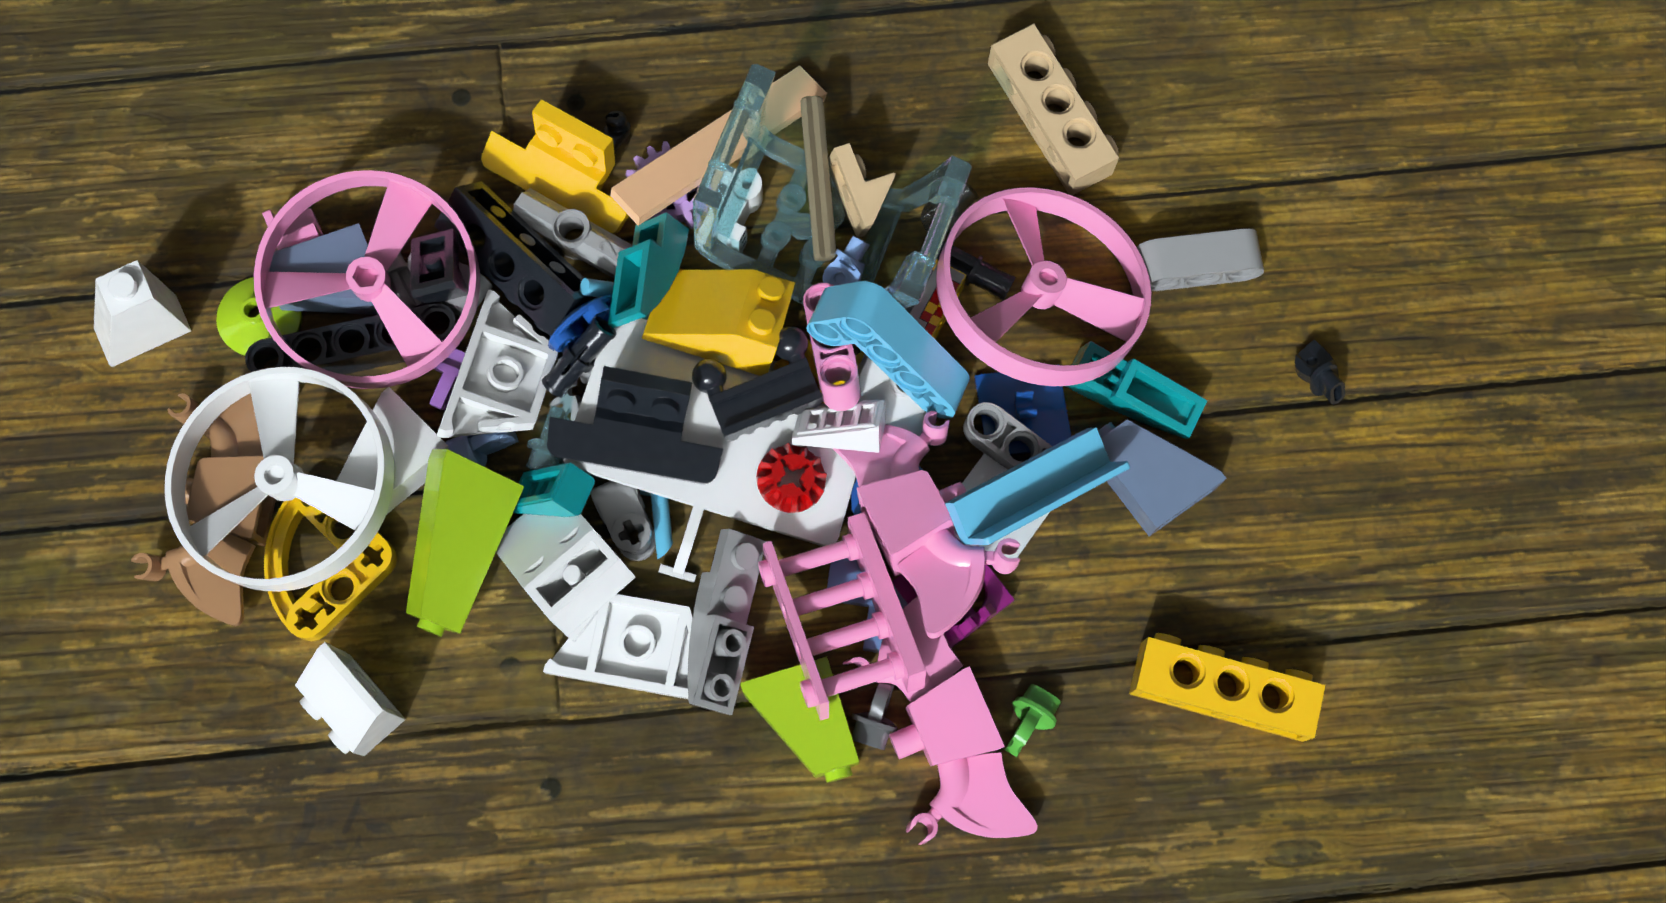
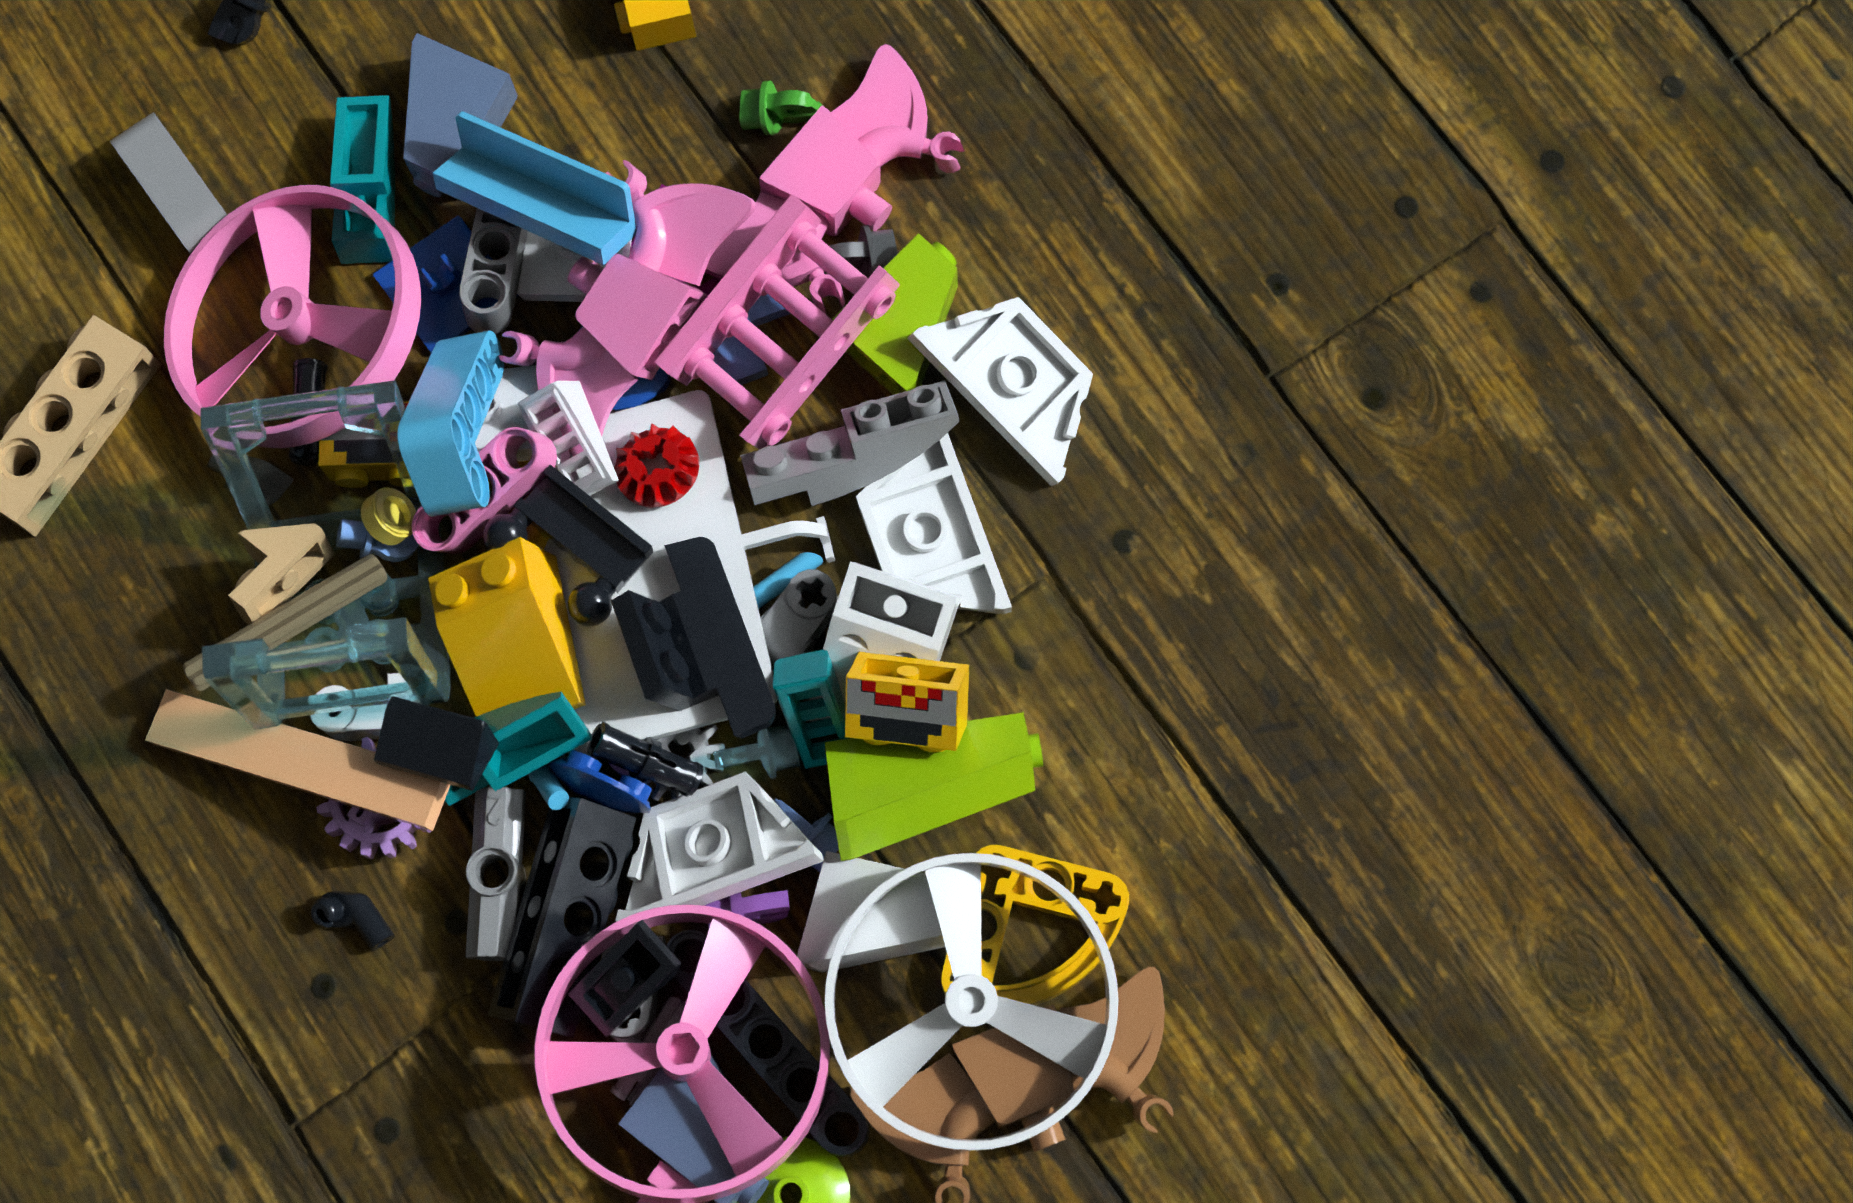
camera: 115 degrees left, 0 degrees up
(347, 701) = (1165, 788): white slope -> none
(505, 548) = (906, 701): none -> brick
(562, 163) = (415, 940): yellow plate -> none
(656, 219) = (434, 743): none -> black slope
(711, 771) = (1014, 378): none -> white wing
(849, 269) = (388, 516): none -> light yellow tile

